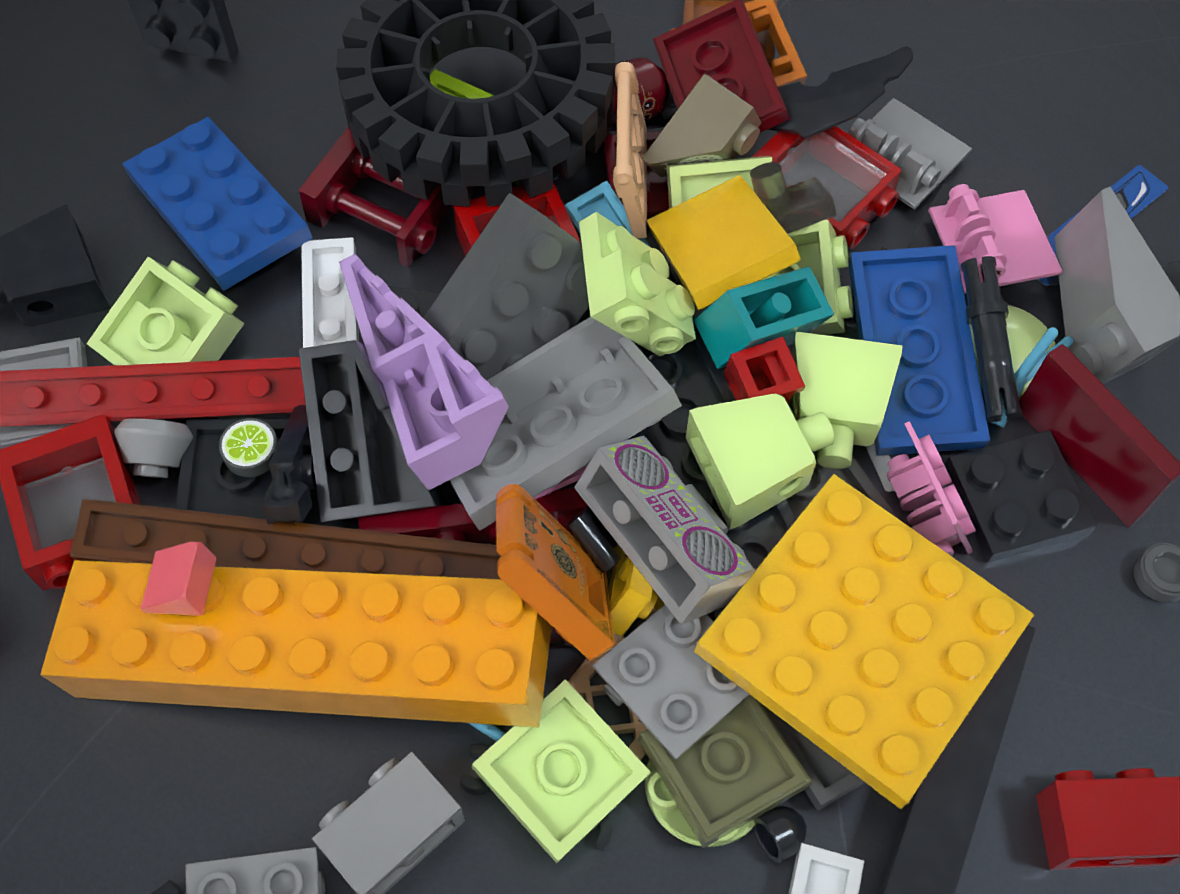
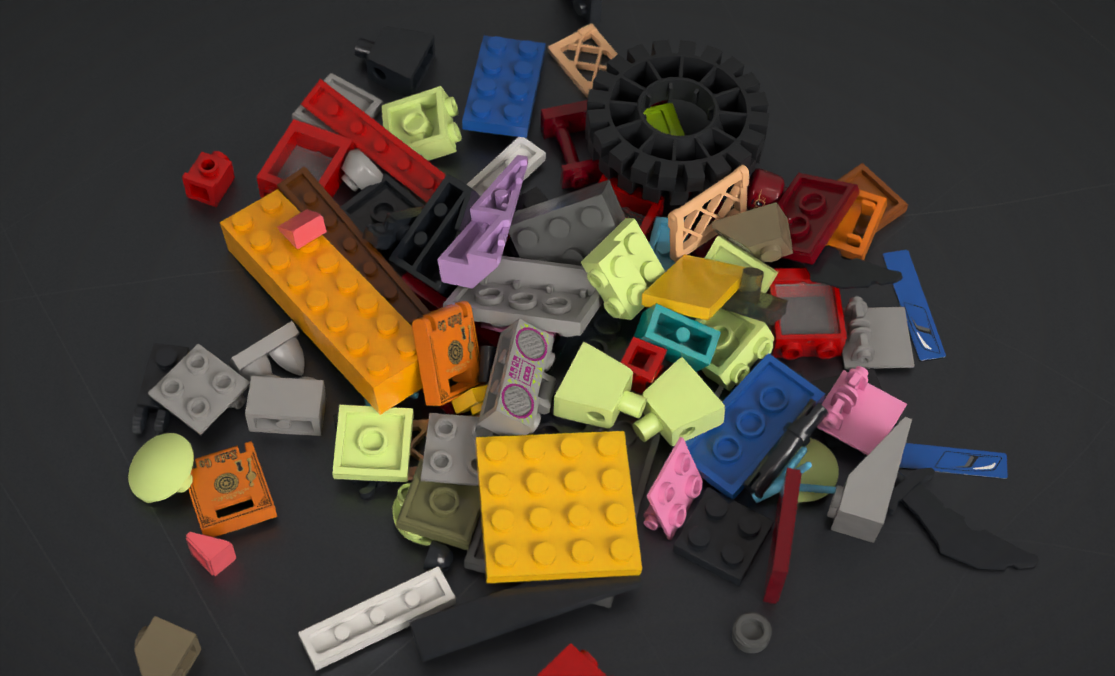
camera: 45 degrees right, 5 degrees down
(237, 93) = (574, 42): none -> light nougat window
(248, 447) = (395, 200): tile -> none
(292, 758) = (280, 345): none -> light grey tile
(939, 111) = (917, 311): none -> blue sticker

